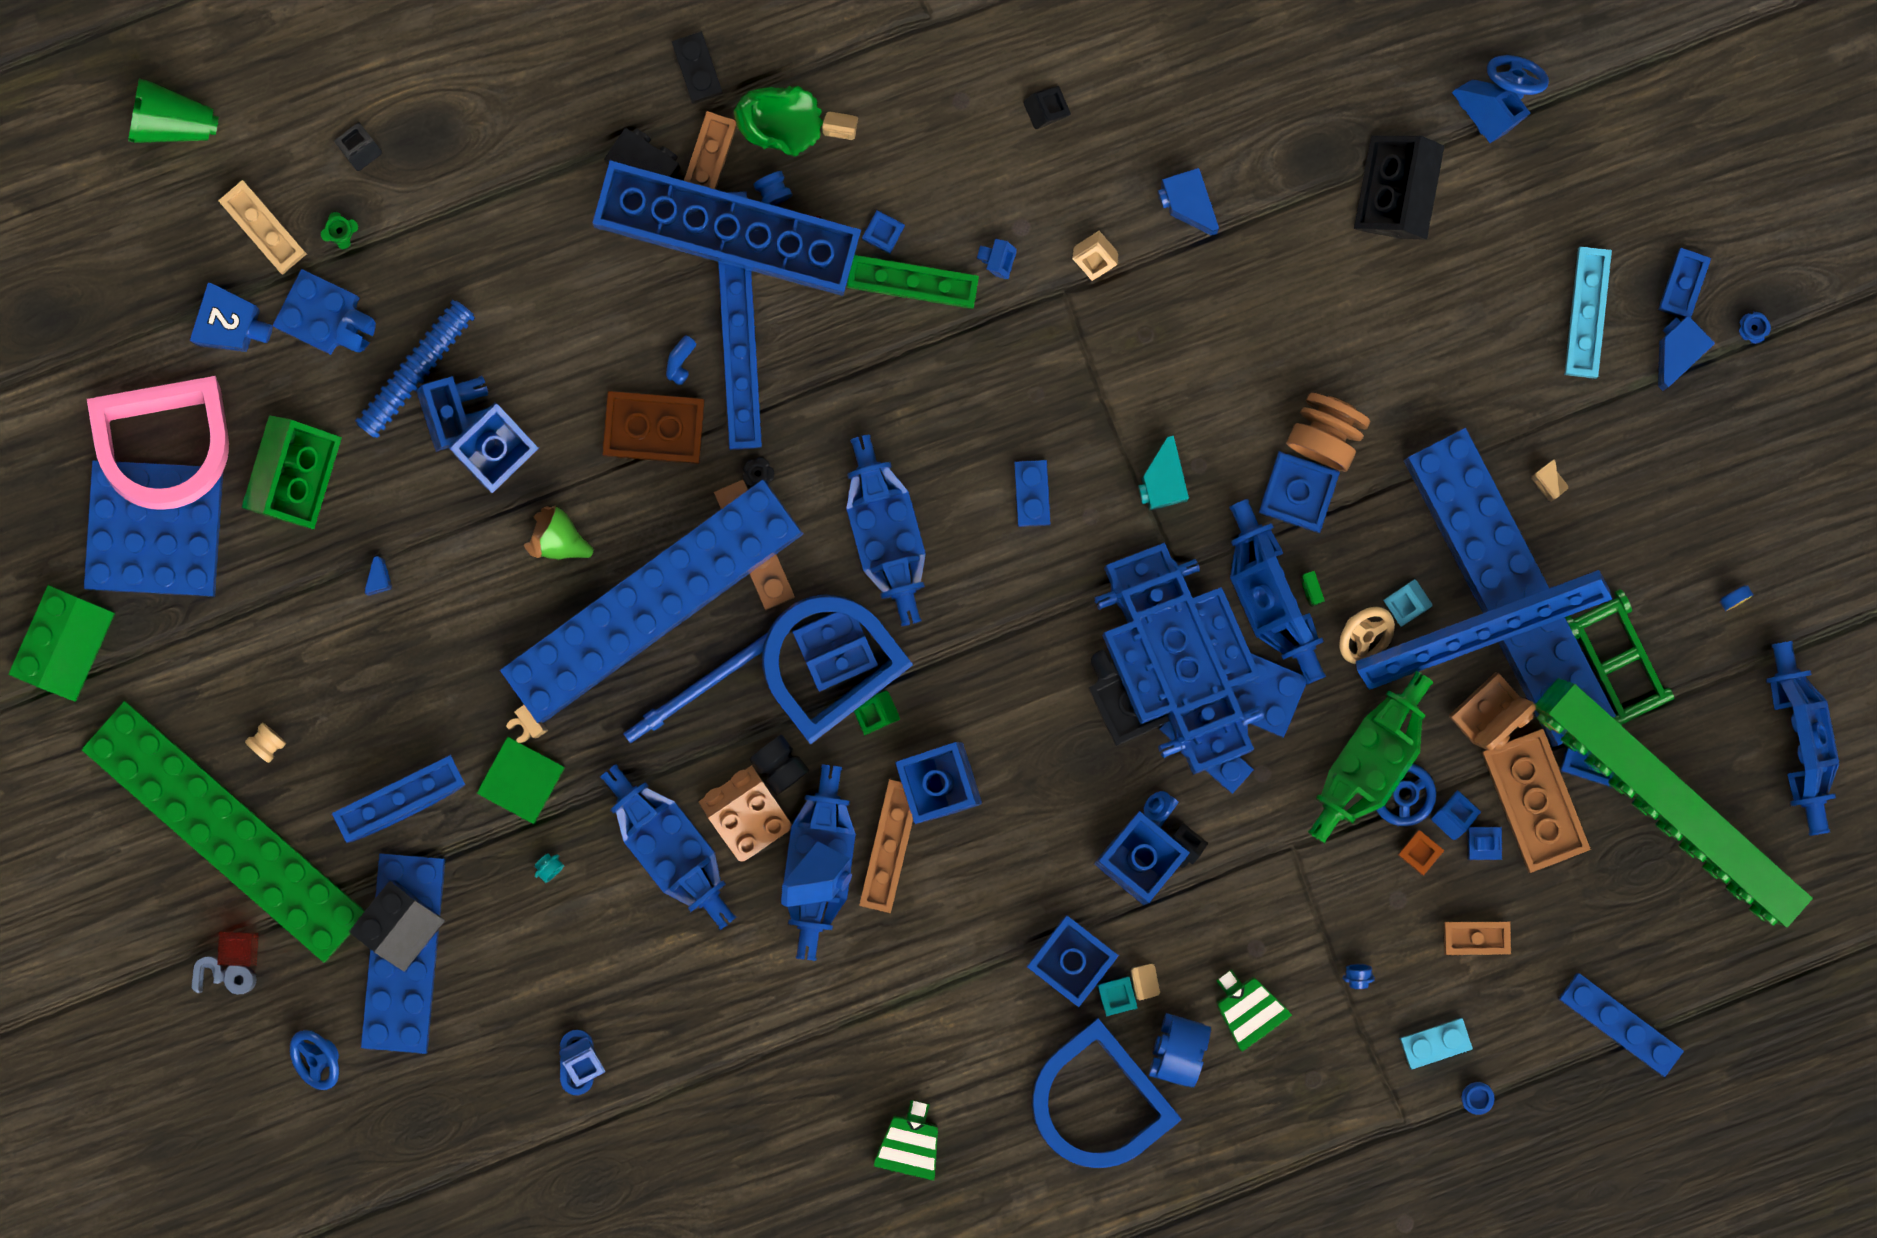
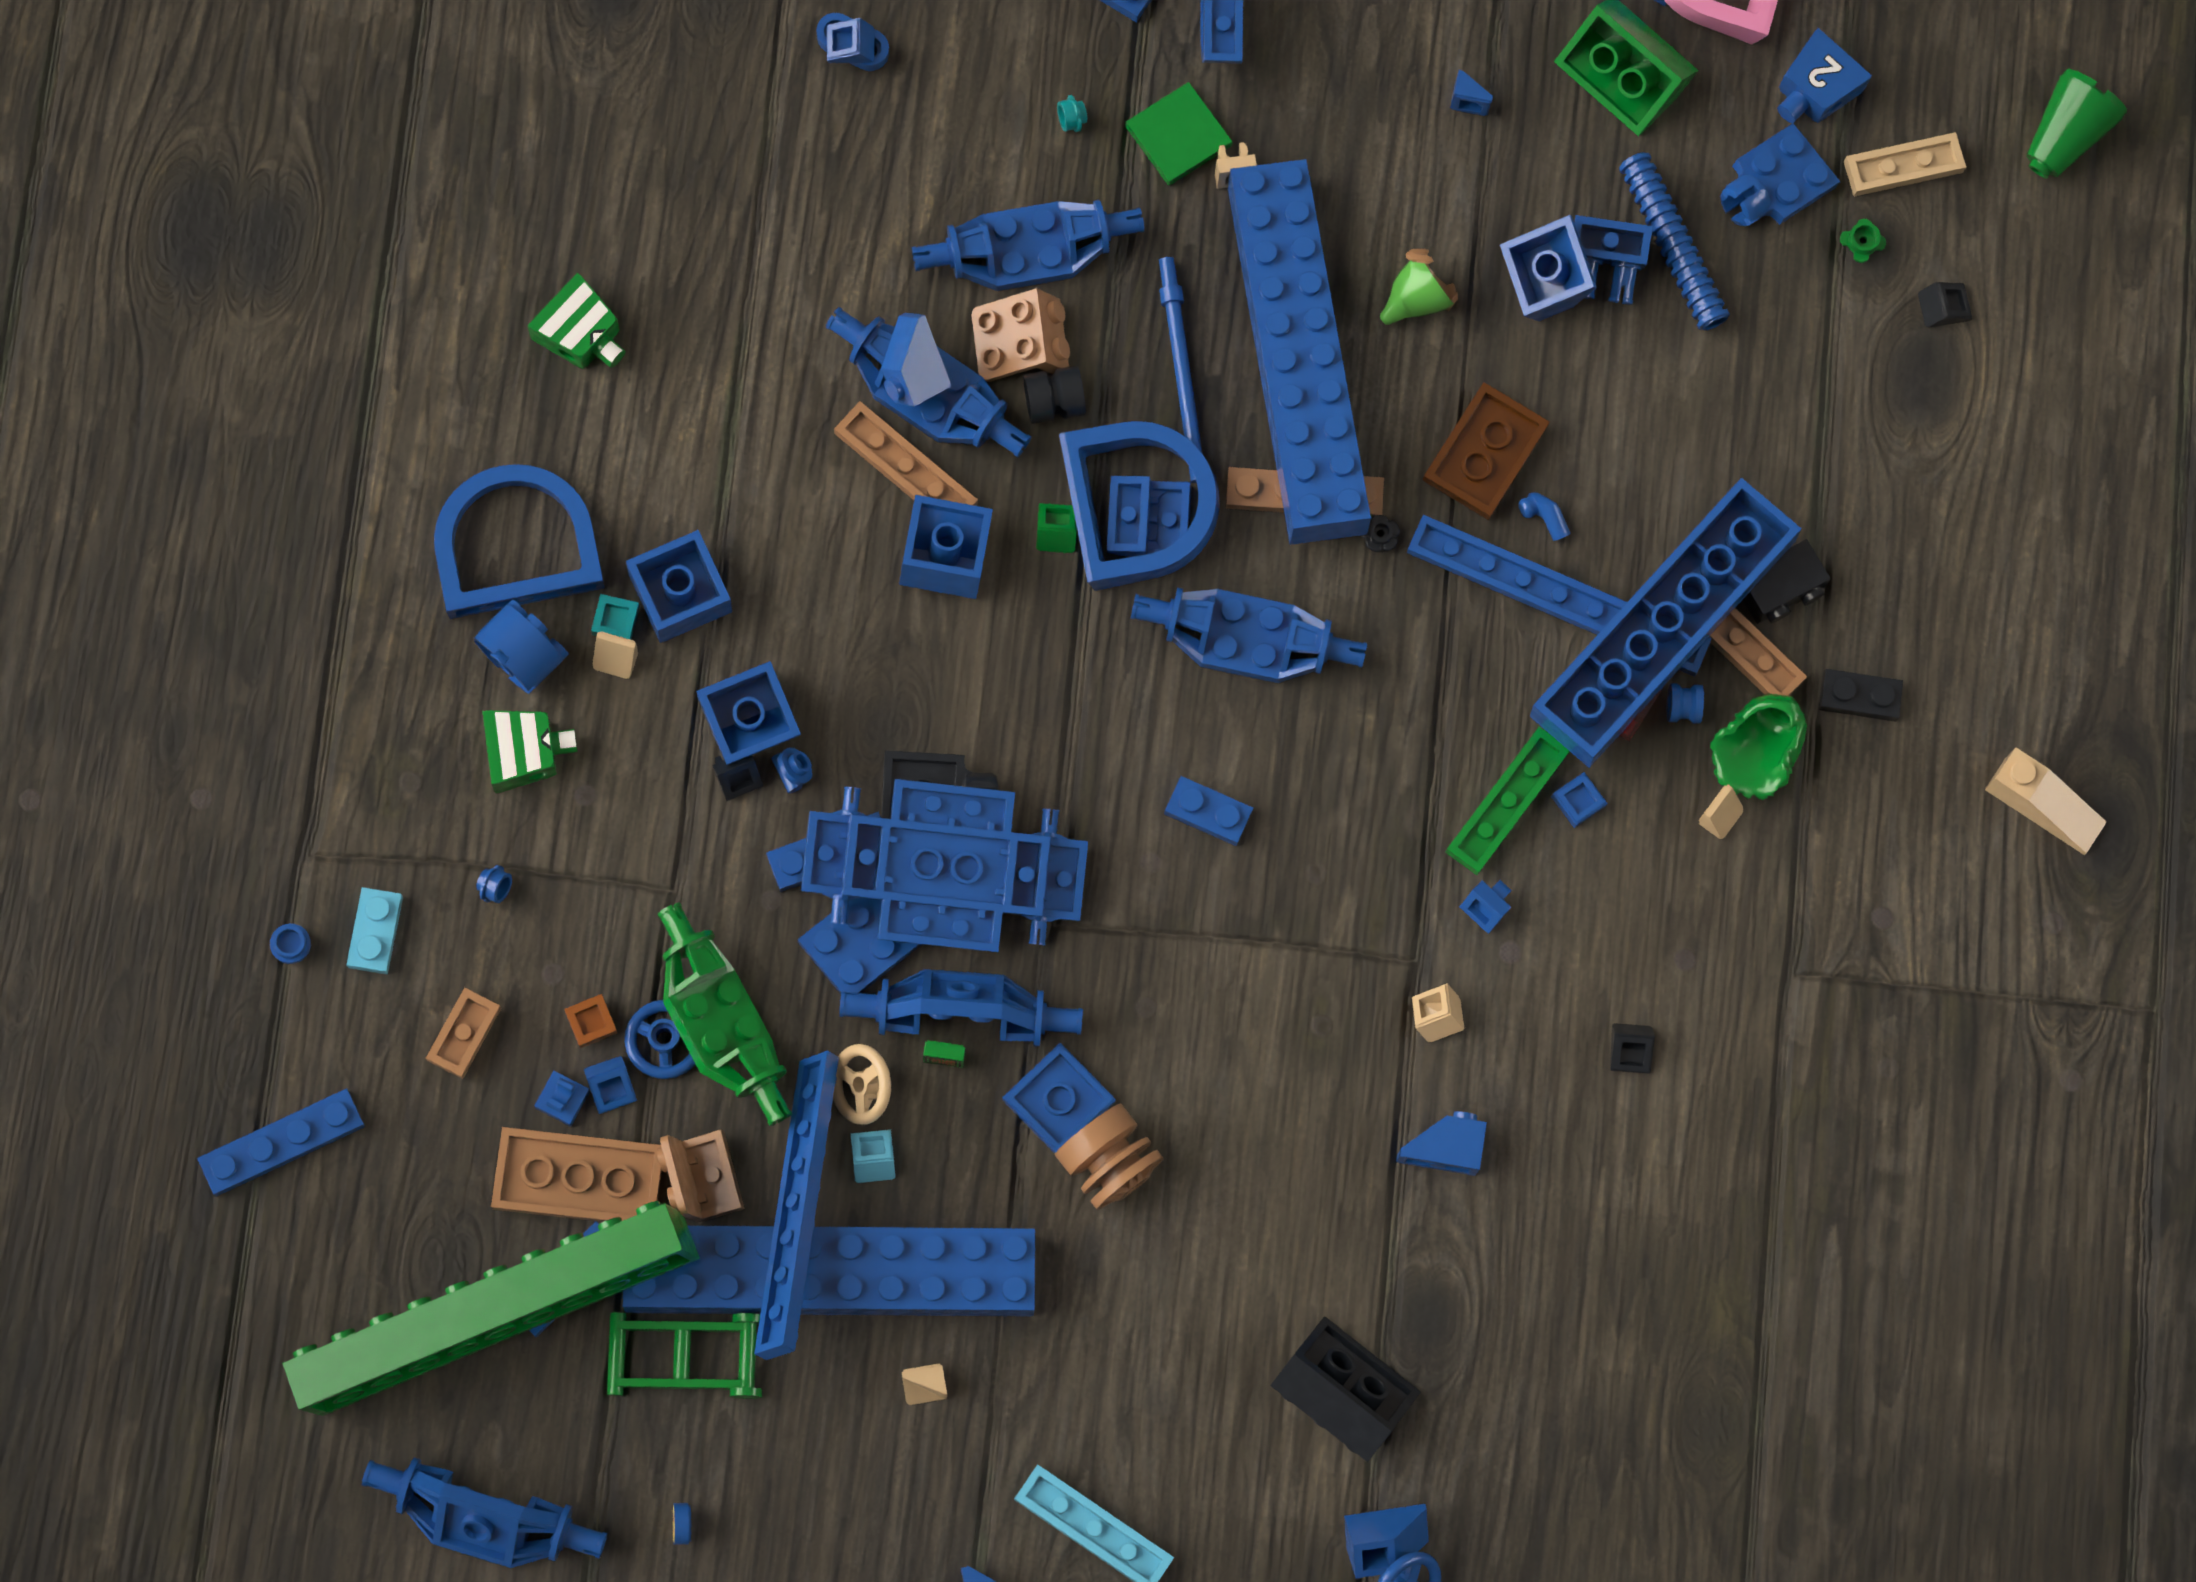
camera: 110 degrees right, 10 degrees down
(1164, 479) = (1151, 957): teal slope -> none

